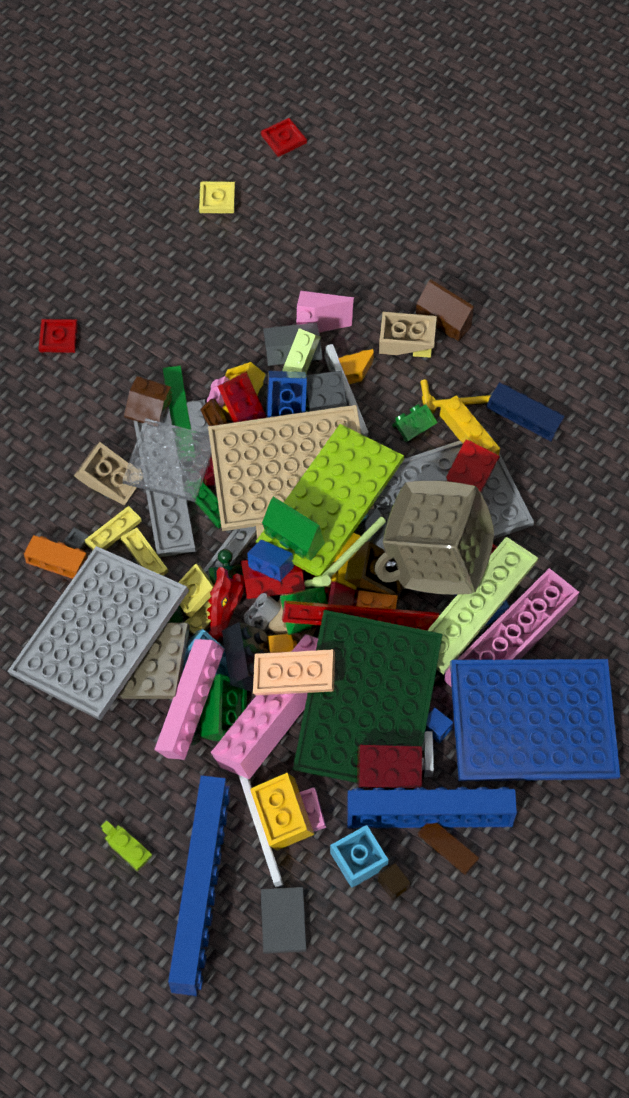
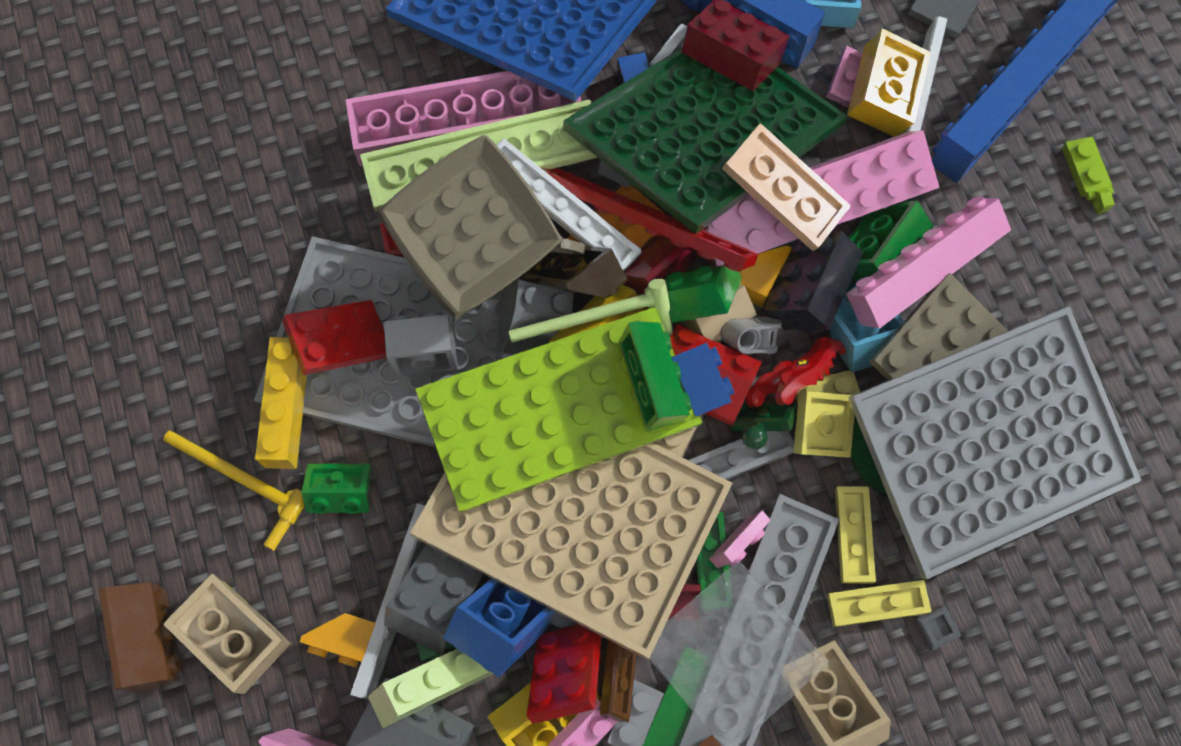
camera: 145 degrees left, 10 degrees up
(54, 556) = (988, 613): orange brick -> none
(201, 507) = (746, 533): none -> bright pink plate
(410, 599) = (569, 210): none -> white tile
(525, 411) = (179, 394): dark blue brick -> none

